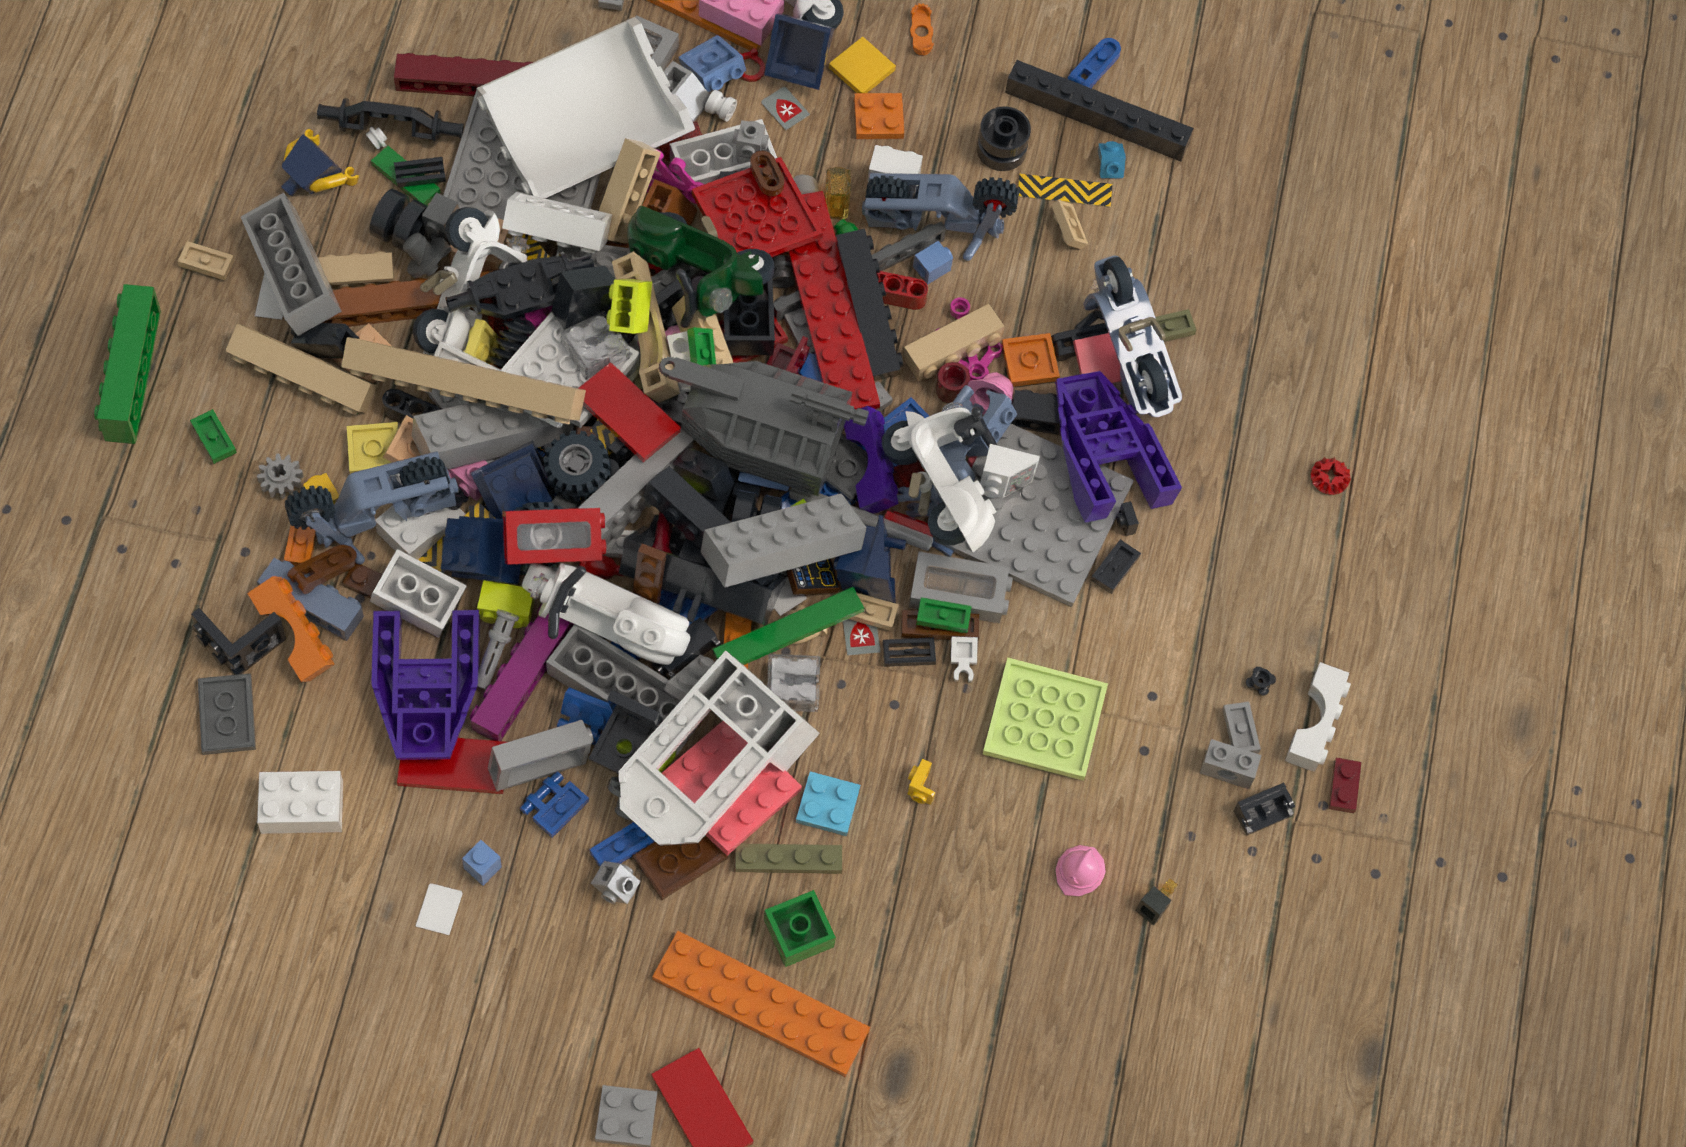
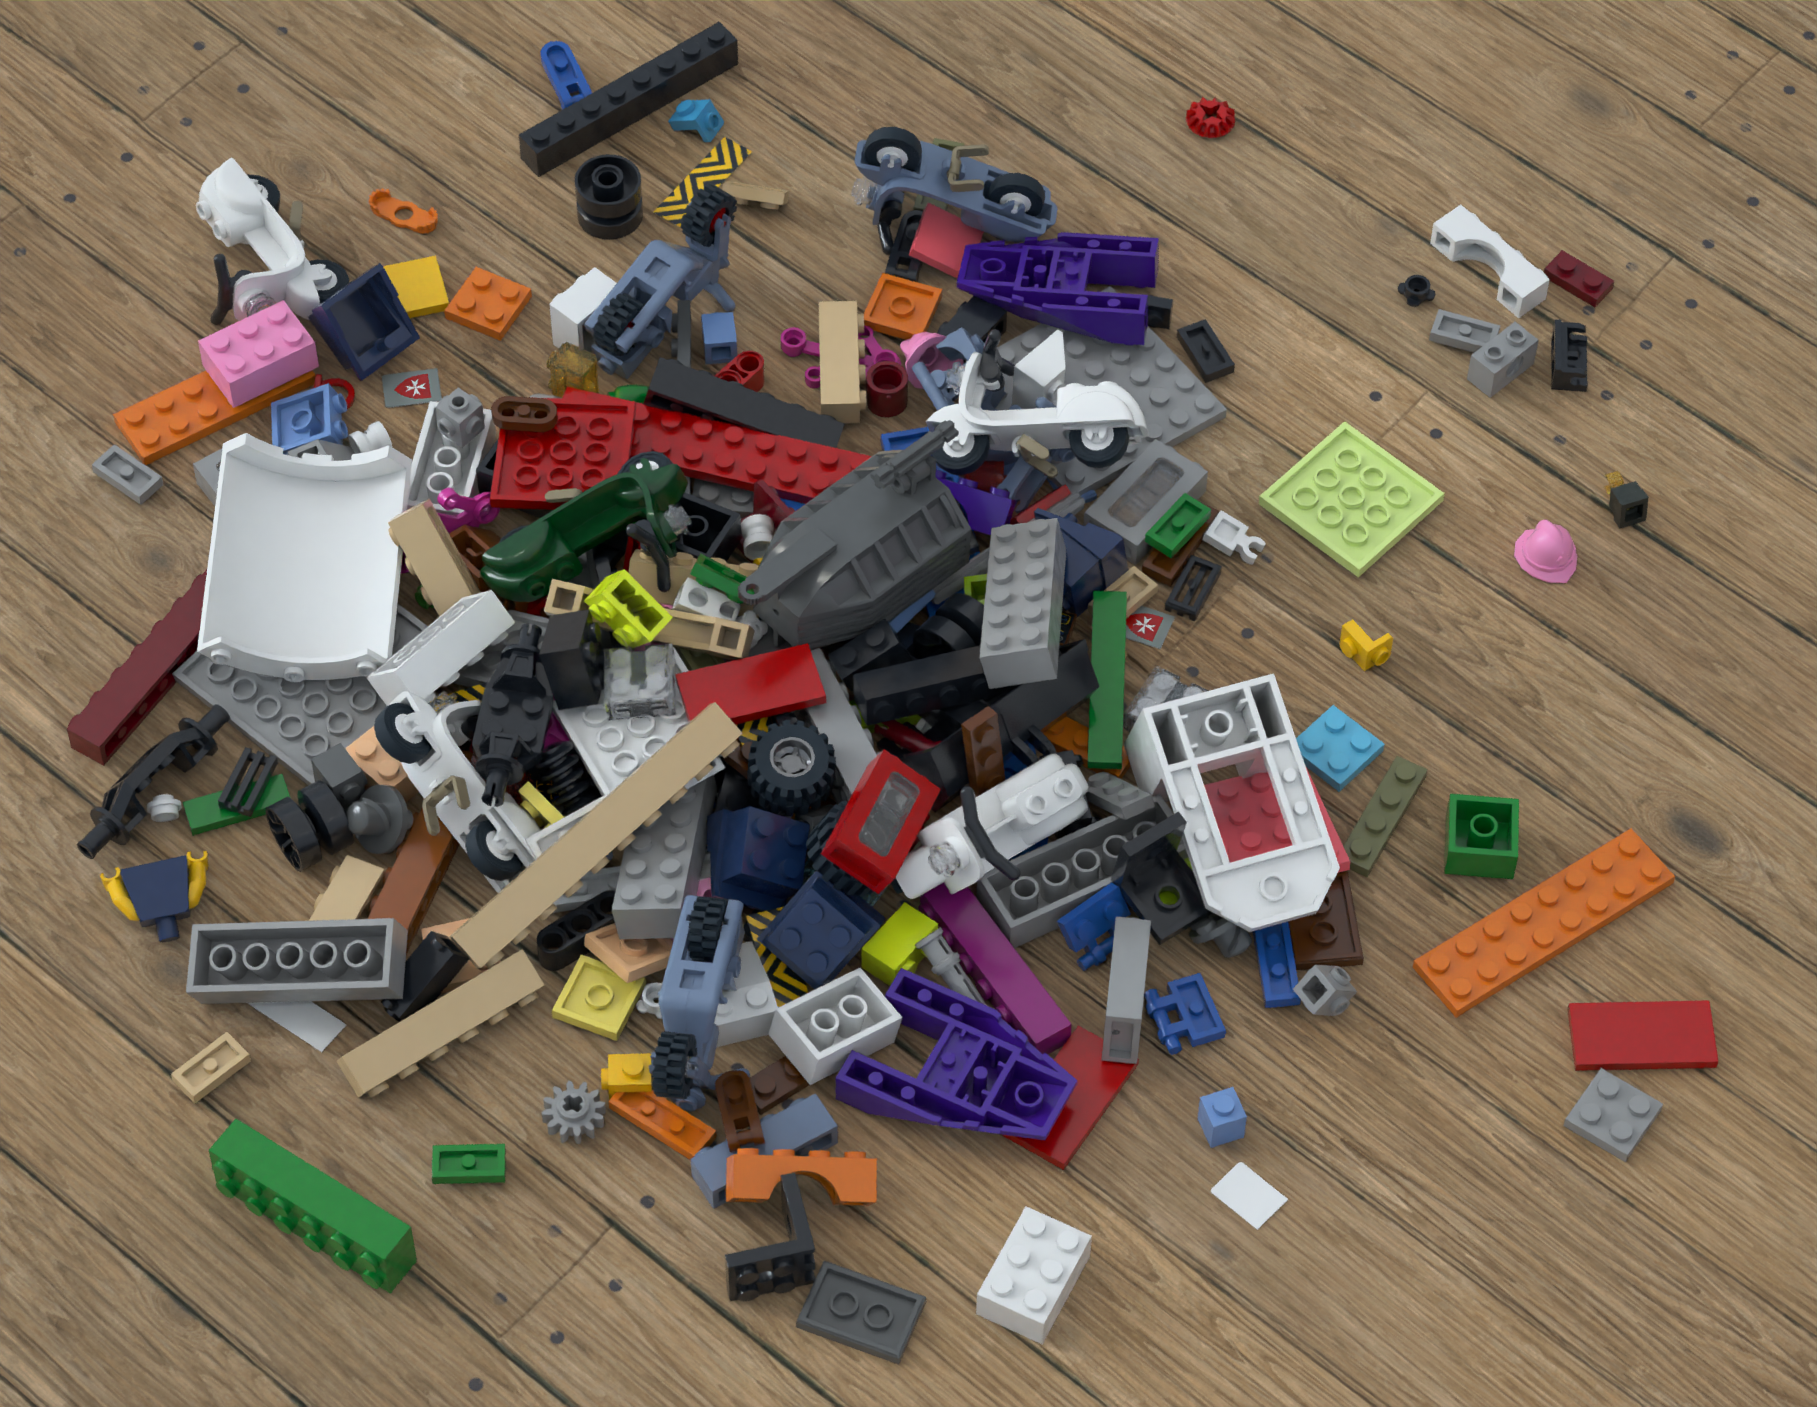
camera: 55 degrees left, 10 degrees down
(777, 358) = (758, 533): none -> white wheel

